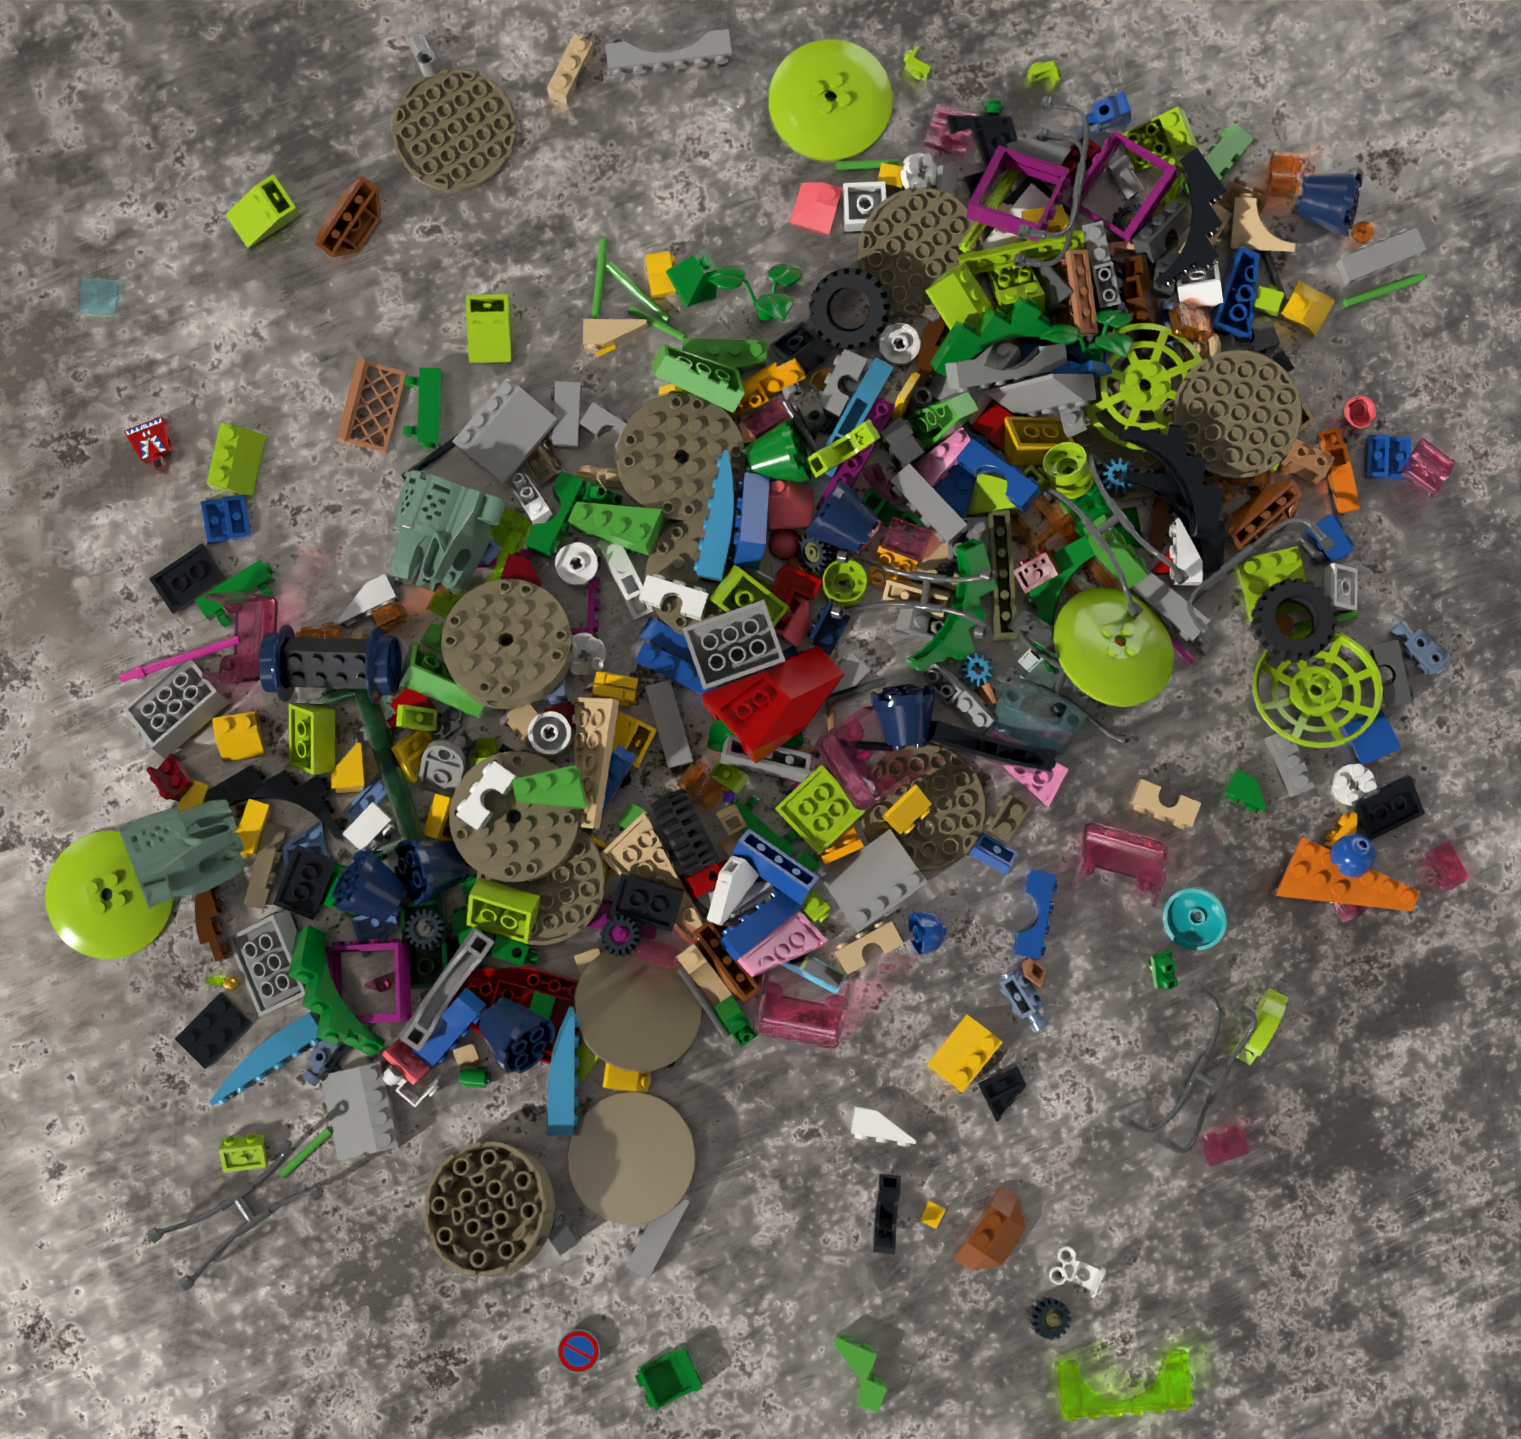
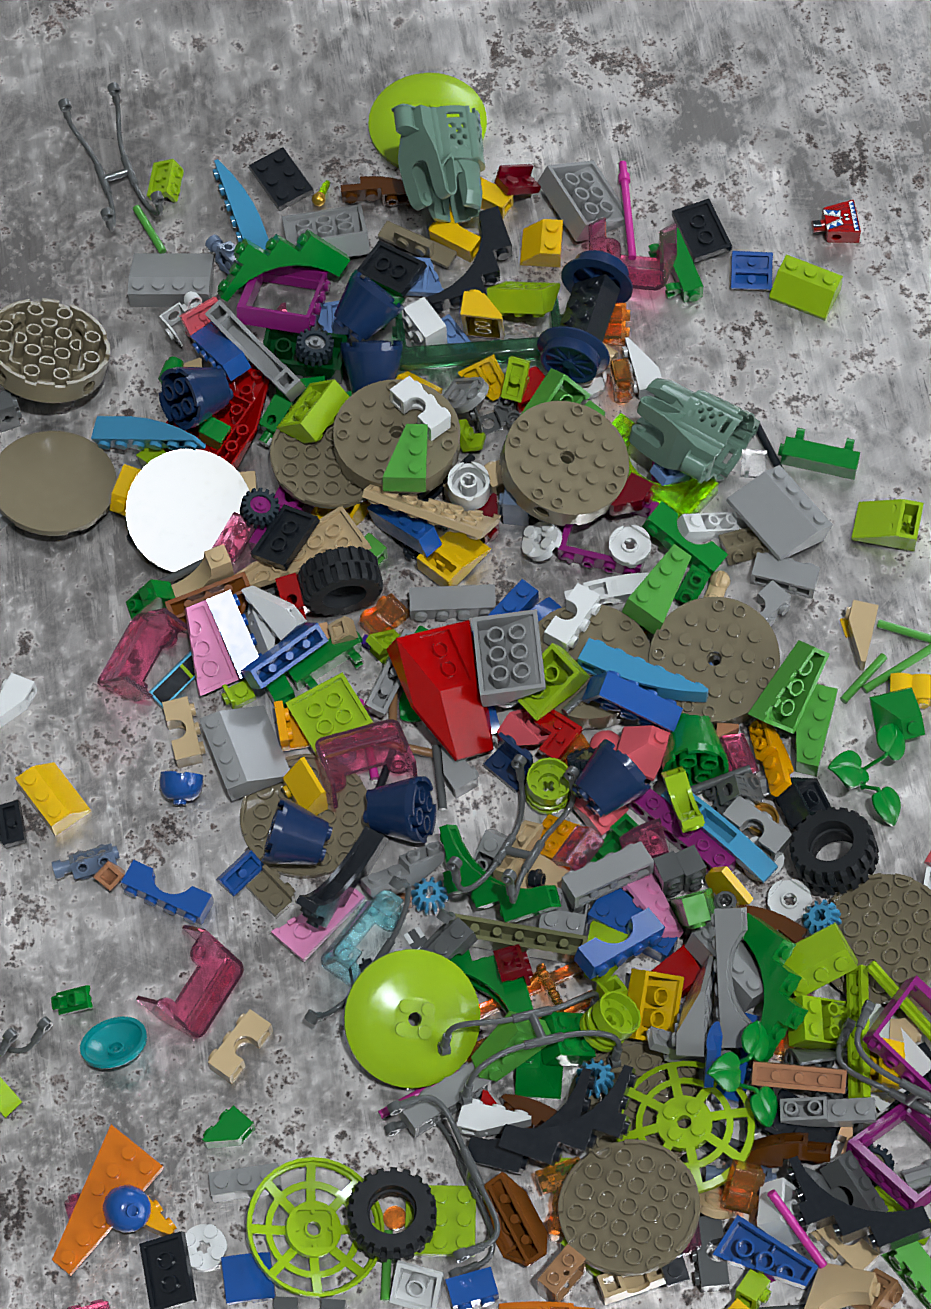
camera: 110 degrees right, 20 degrees down
(353, 400) = (837, 392): nougat fence -> none
(451, 469) = (753, 463): none -> clear panel
(616, 687) = (501, 562): yellow brick -> none
(916, 315) = (813, 918): none -> dark azure gear
(959, 805) = (296, 836): none -> dark blue cone
(1219, 266) = (796, 1228): none -> dark pink bar

